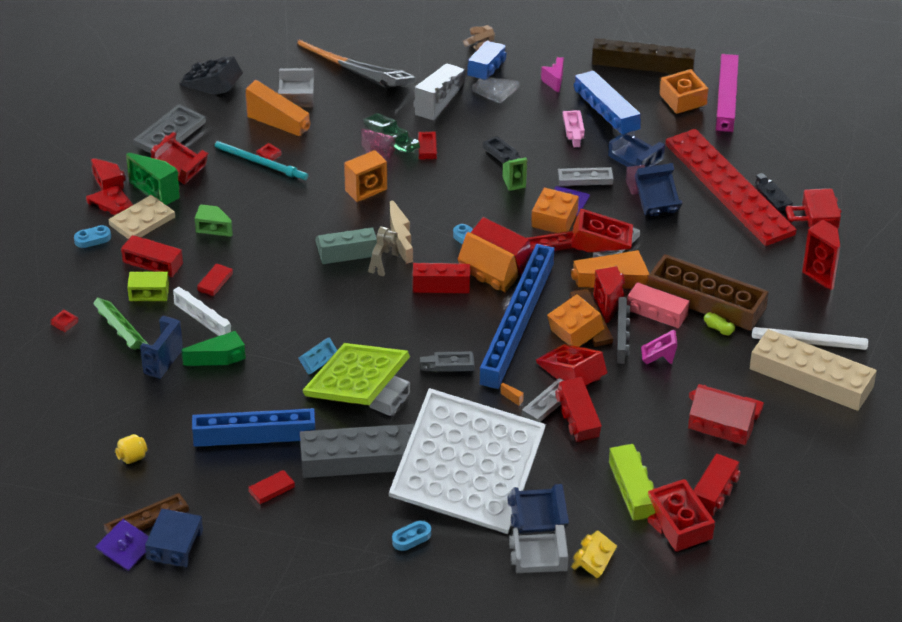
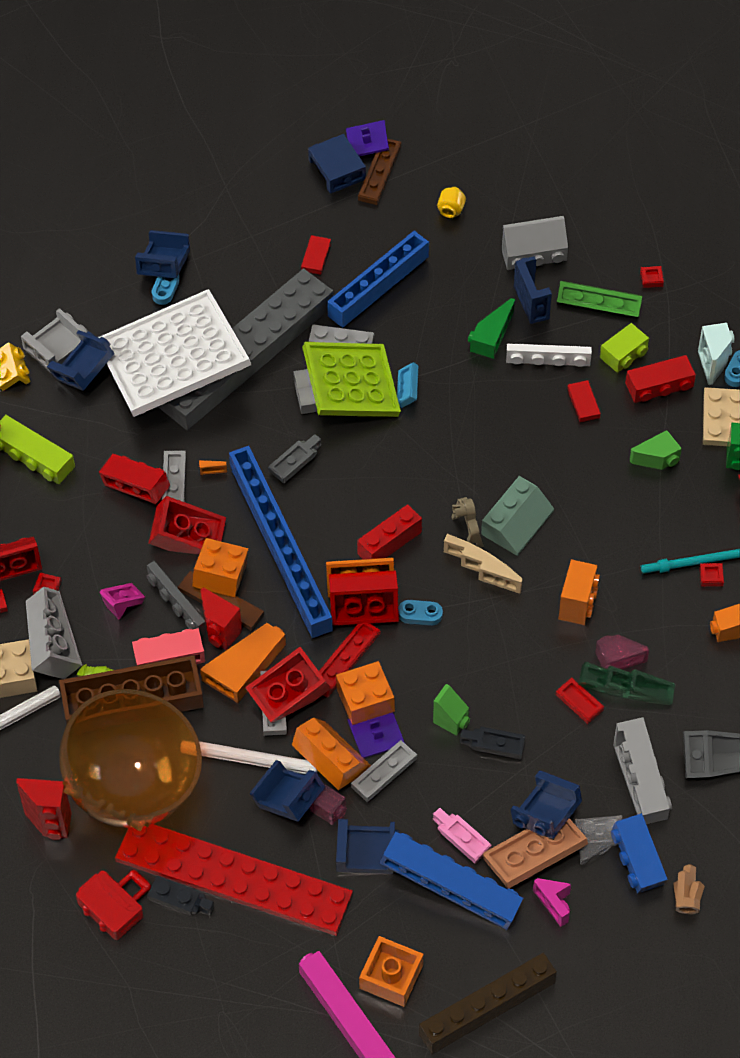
camera: 140 degrees right, 15 degrees up
(101, 238) = (715, 349): none -> light aqua slope
(116, 380) = (538, 238): none -> light grey slope
(324, 417) = (339, 335): none -> light grey plate
(392, 550) = (164, 254): none -> dark blue panel
(513, 104) = (547, 805): none -> dark blue panel
(540, 95) = (530, 853): none -> nougat plate
(609, 193) = (329, 753): none -> orange slope
(660, 230) = (254, 757): none -> white axle
(733, 350) = (50, 635): none -> light grey wedge
(755, 227) = (129, 758): none -> clear orange windscreen

